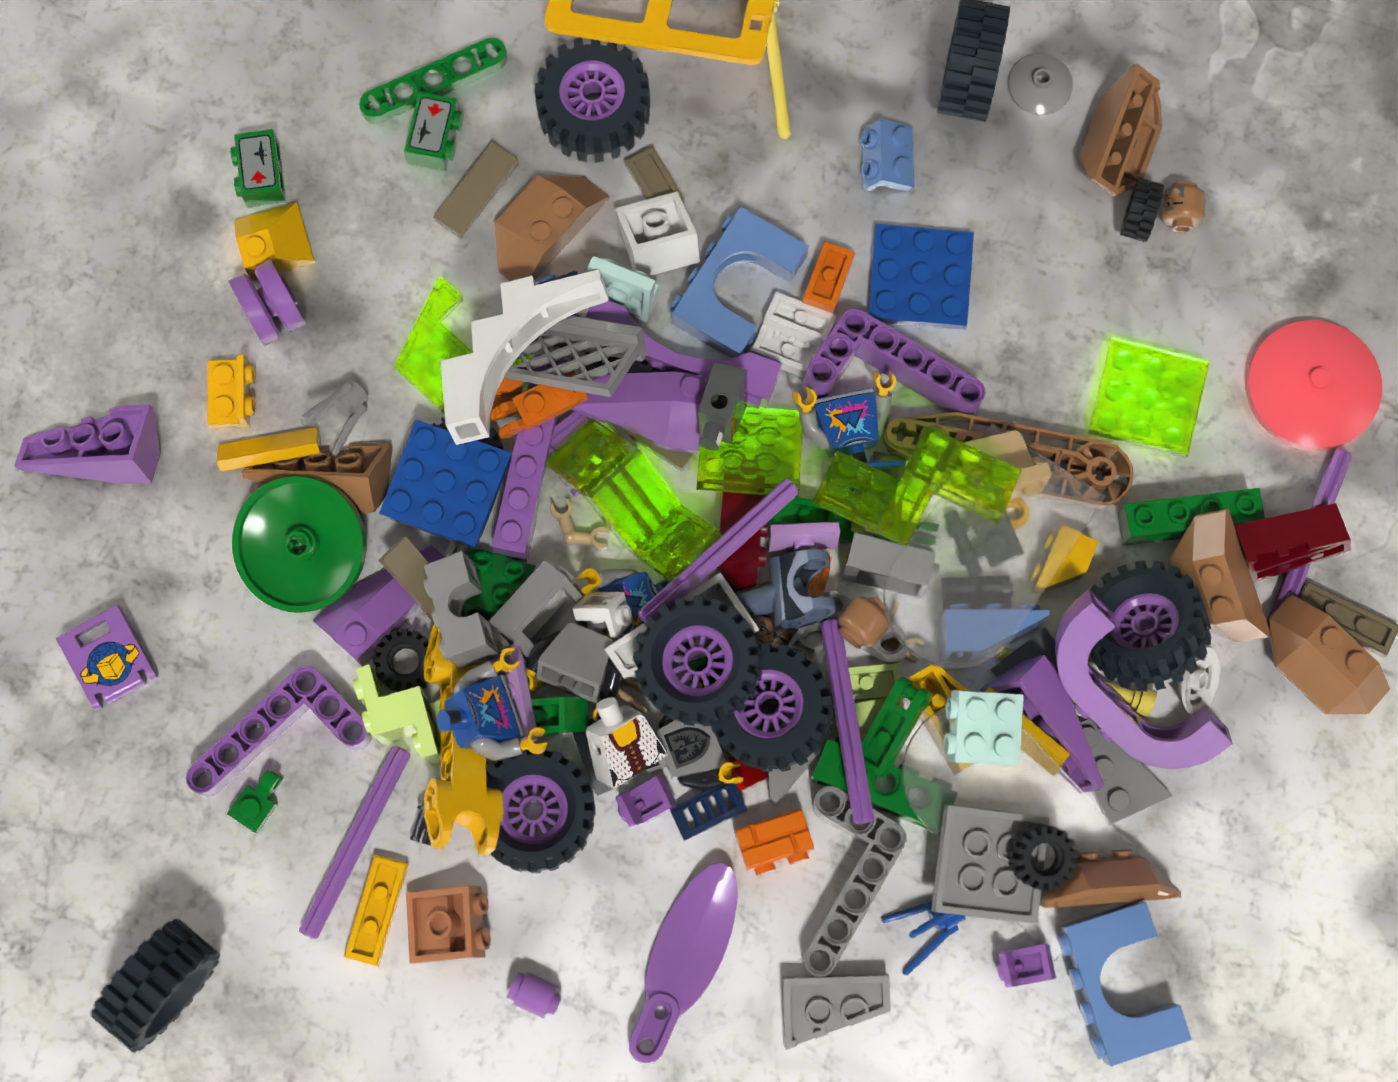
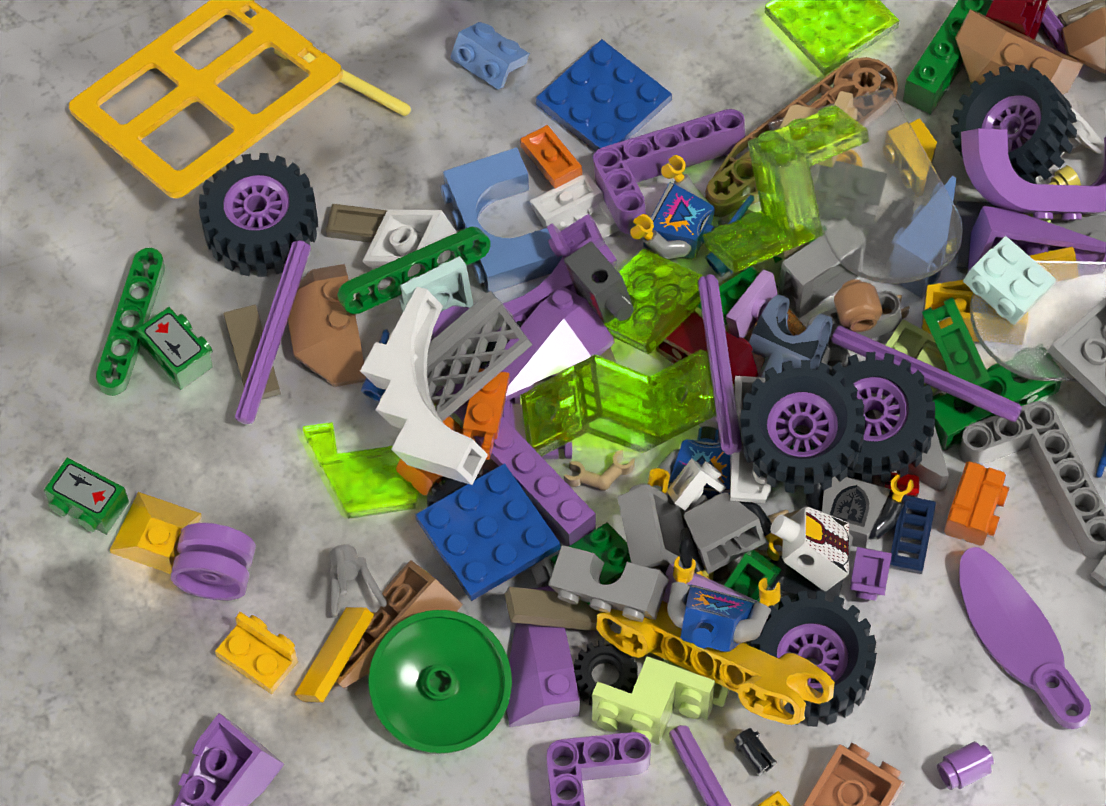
camera: 50 degrees left, 15 degrees down
(497, 191) = (272, 332): none -> medium lavender axle
(611, 243) = (399, 269): none -> green beam
(752, 354) = (574, 236): none -> medium lavender bracket

